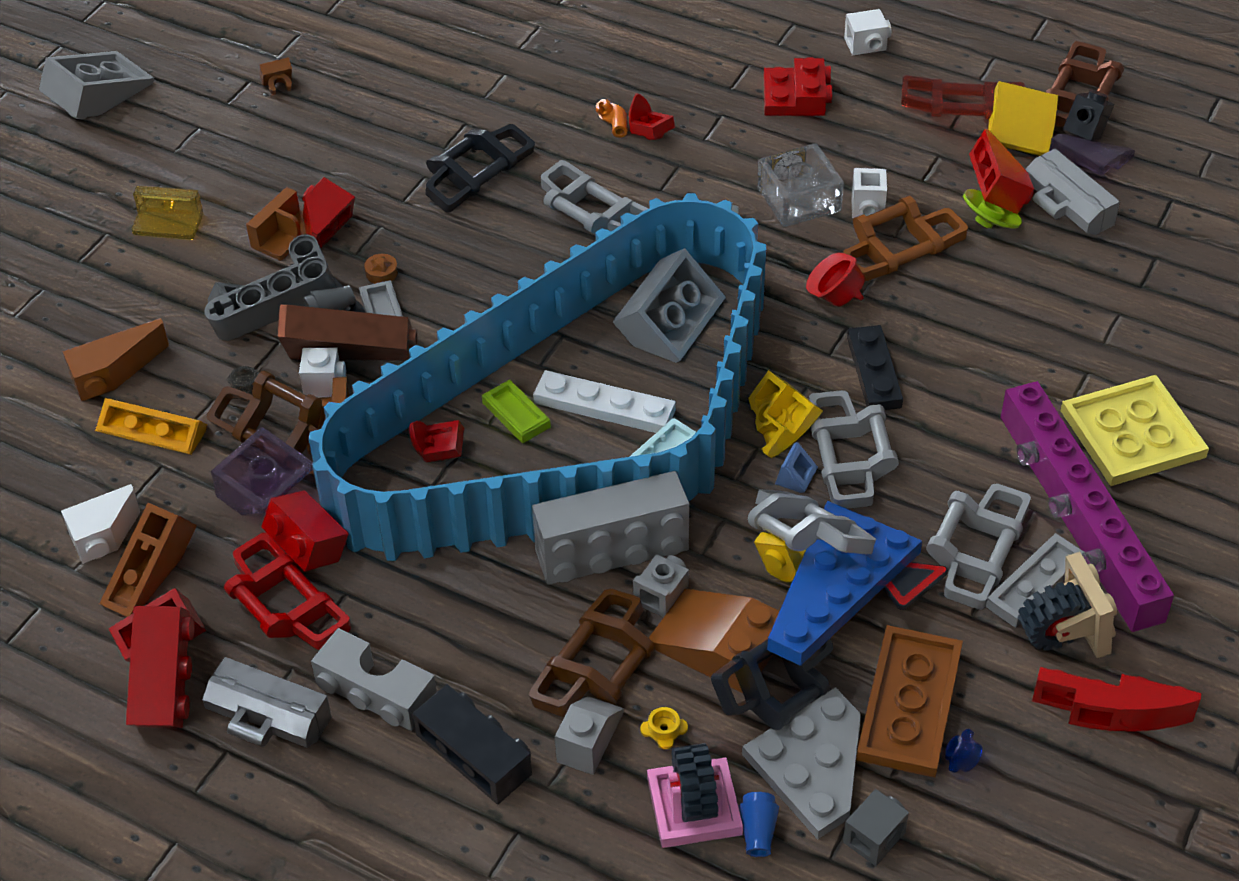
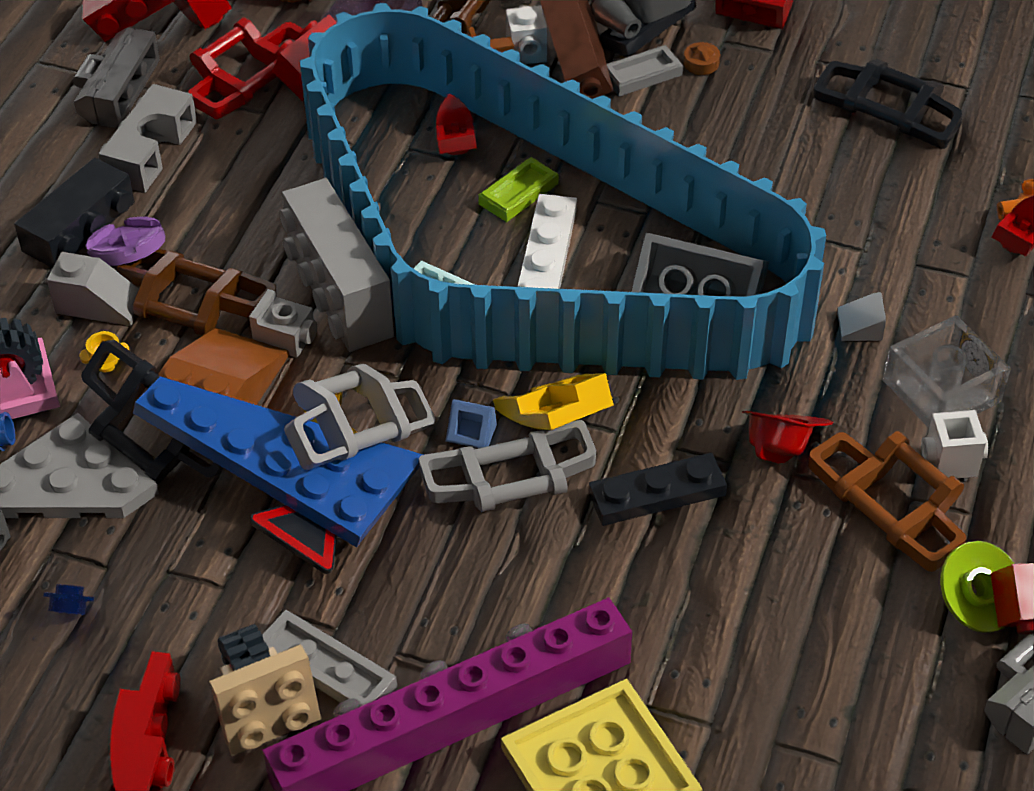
camera: 80 degrees right, 0 degrees up
(526, 700) = (126, 243): none -> medium lavender tile
(583, 184) = (866, 182): light grey bar -> none
(909, 701) = (141, 550): dark orange plate -> none
(977, 517) = (346, 586): light grey bar -> none

